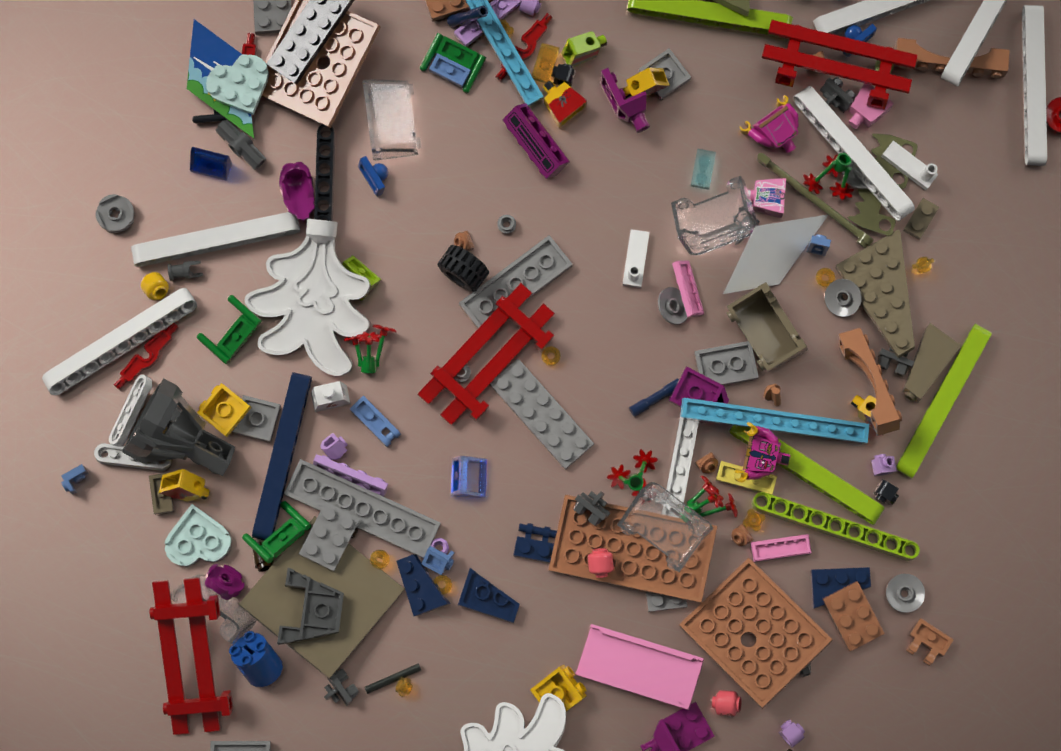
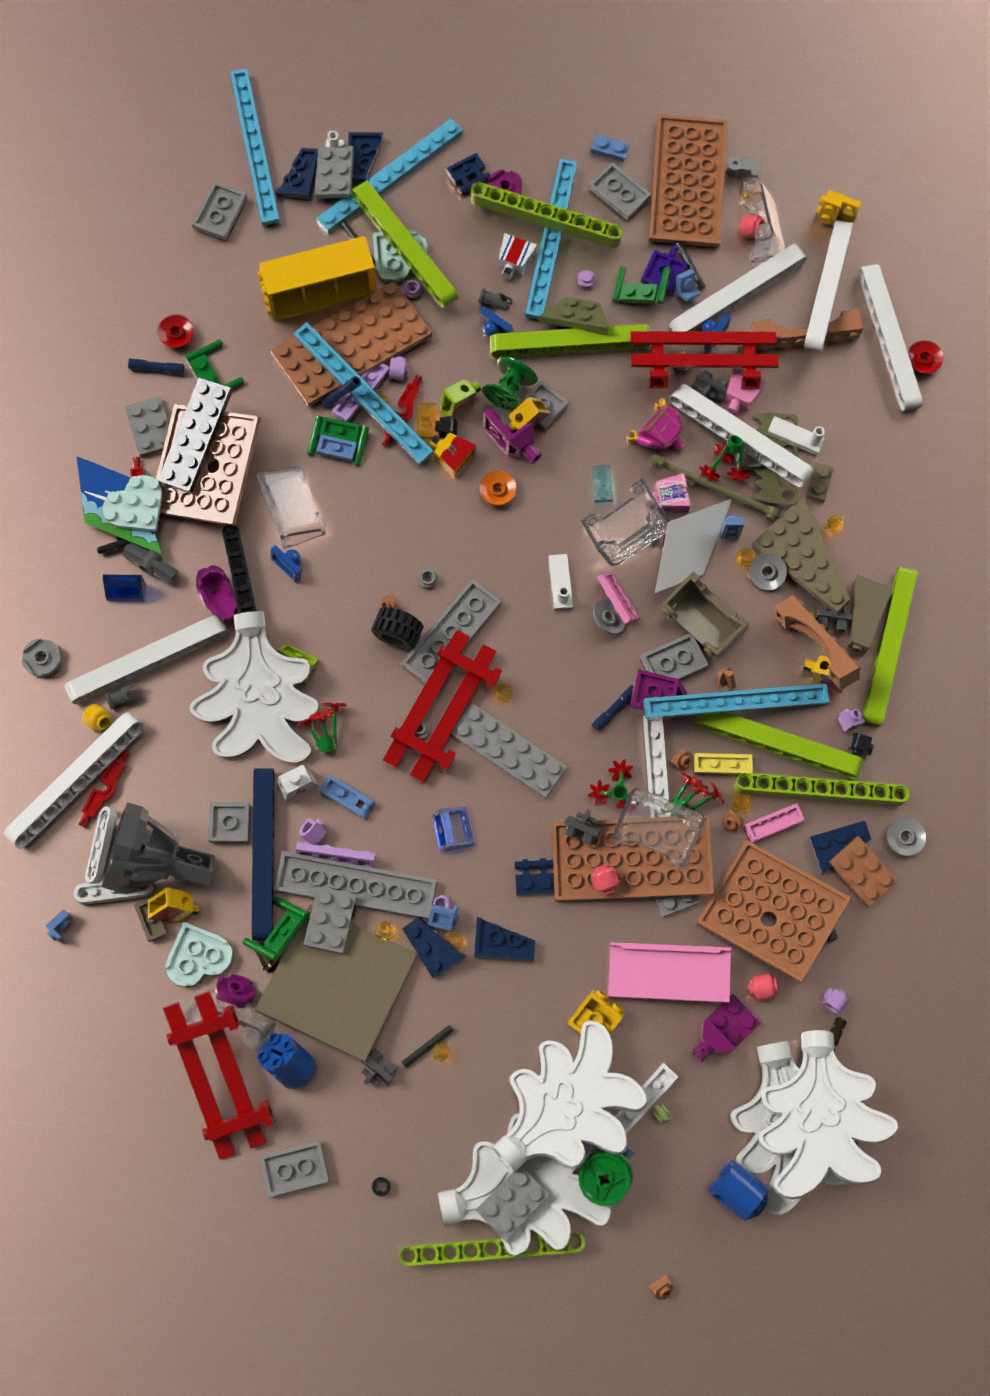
camera: 15 degrees left, 5 degrees down
(223, 409) = (194, 821): yellow plate -> none
(236, 335) = (189, 746): green plate -> none
(320, 610) = (339, 996): dark grey wing -> none
(535, 140) = (436, 493): magenta brick -> none
(598, 140) = (497, 480): none -> orange dish
(636, 46) = (514, 373): none -> green piece
(761, 454) = (733, 736): torso -> none
(930, 637) = (944, 874): nougat plate -> none

